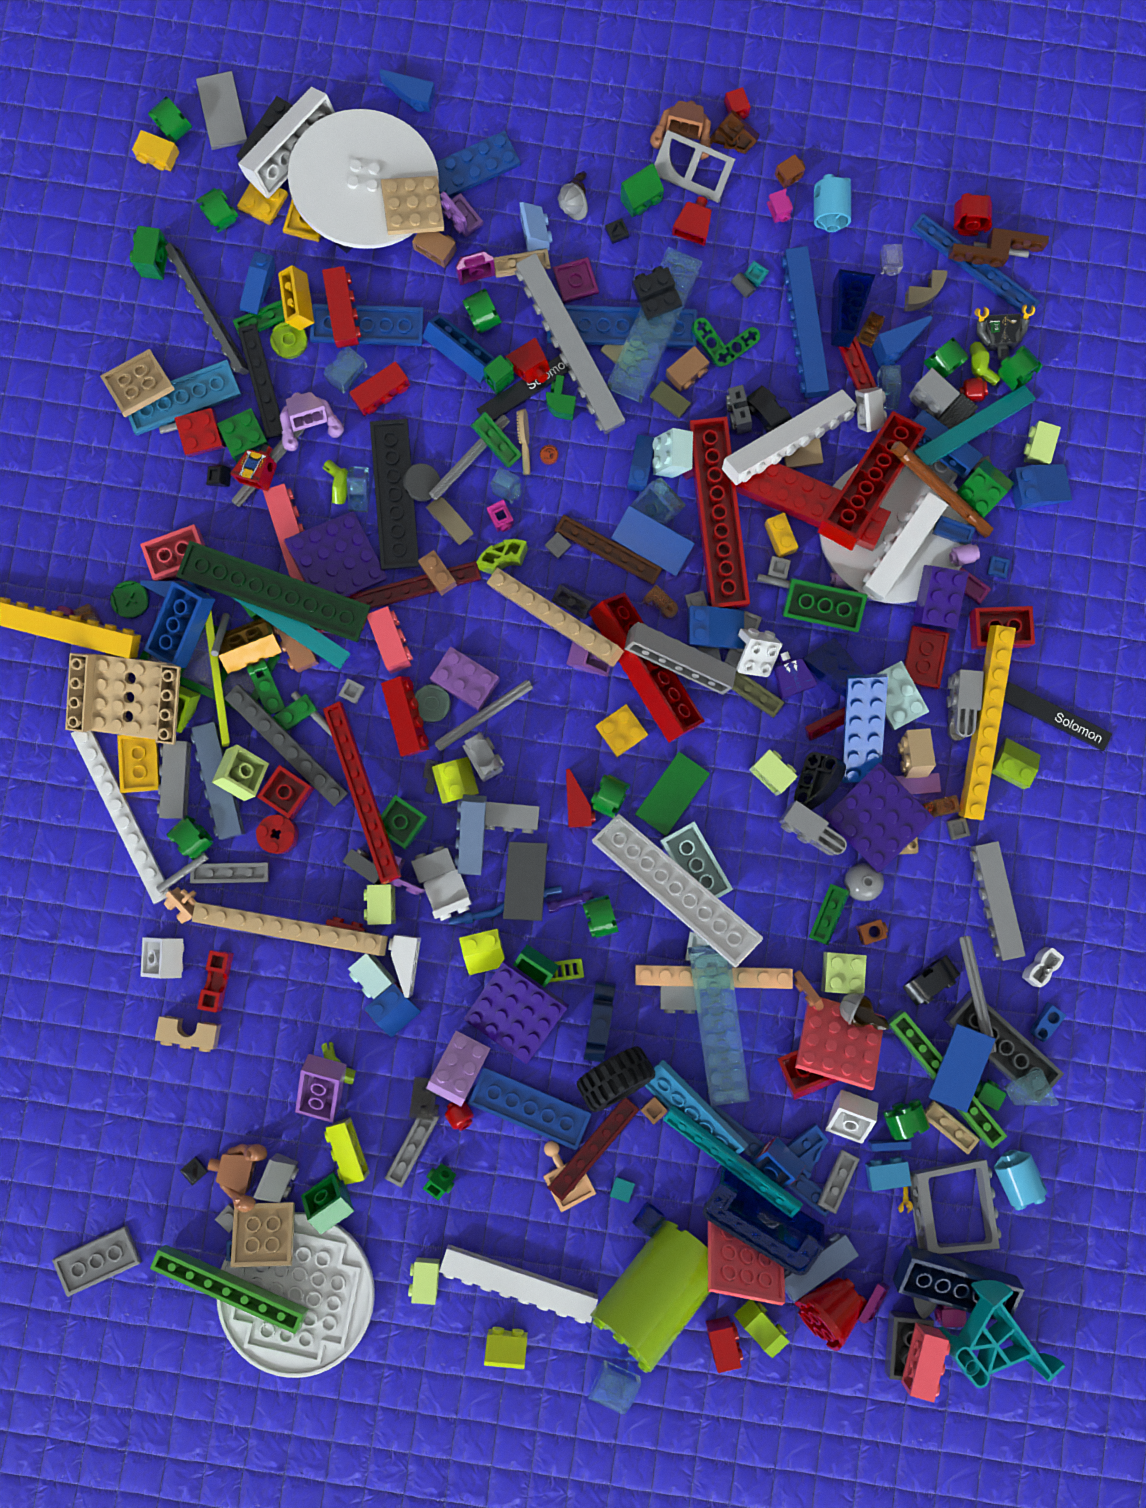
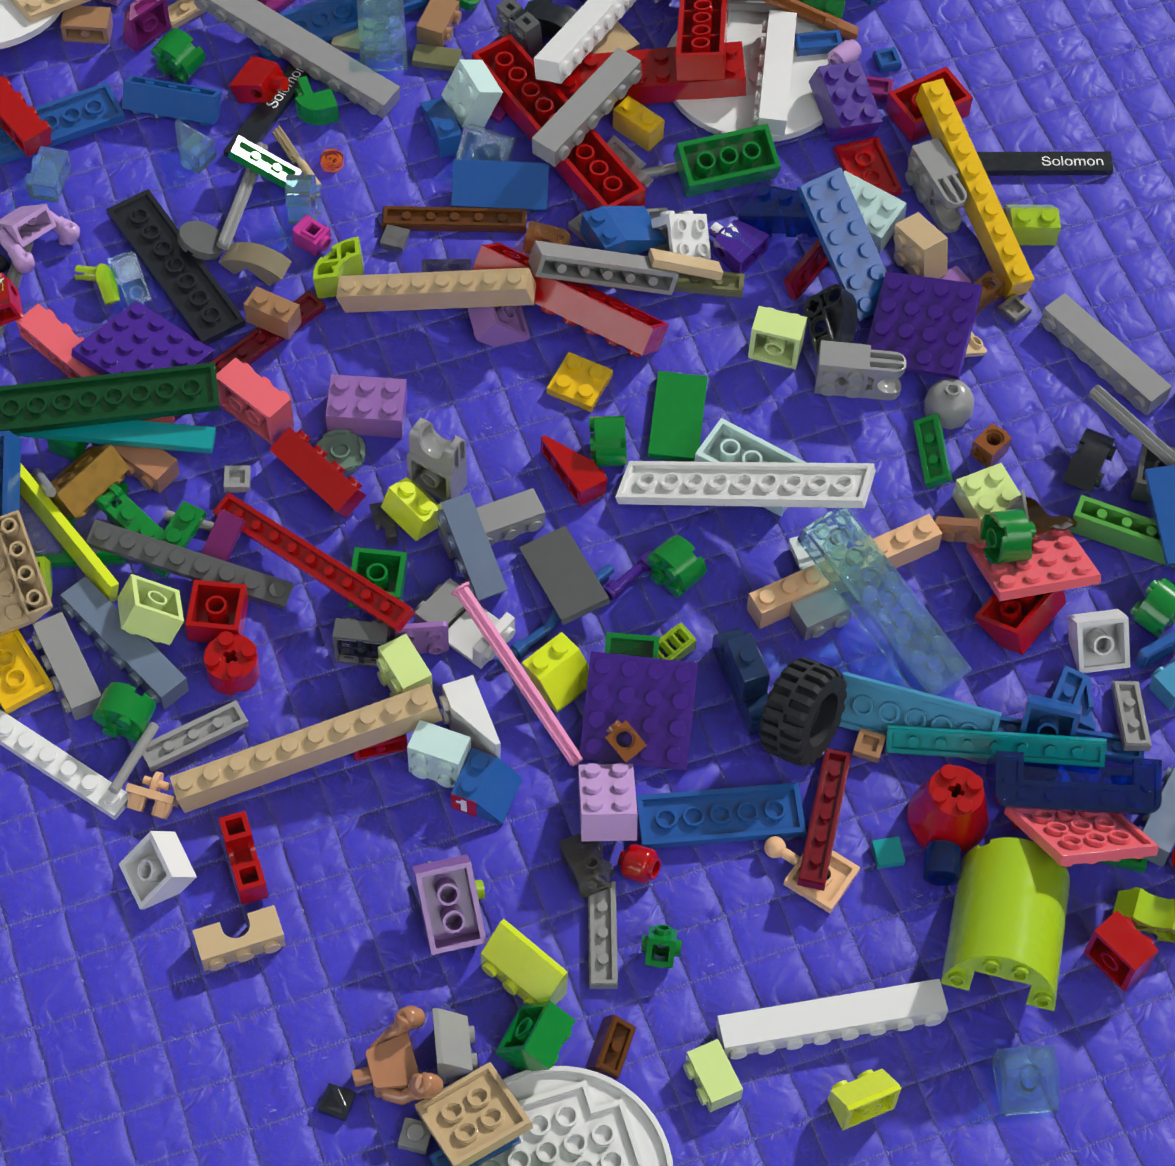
camera: 30 degrees left, 25 degrees down
(317, 735) = (223, 536): none -> magenta tile
(376, 1224) = (611, 1046): none -> reddish brown slope
(380, 389) = (99, 175): red brick -> none
(451, 944) = (518, 674): none -> bright pink axle
(455, 397) = (194, 148): none -> clear light blue slope
(483, 715) = (401, 448): light grey axle -> none
(491, 1039) = (628, 752): none -> dark orange brick
(499, 374) = (231, 103): green brick -> none
(673, 1173) = (950, 808): none -> red cone
(742, 680) = (685, 264): none -> tan tile
(744, 515) = (586, 107): none -> light grey brick
(754, 565) = (630, 159): none -> light grey plate
(778, 567) = (655, 154): light grey plate -> none
(829, 1025) = (1007, 536): none -> green brick

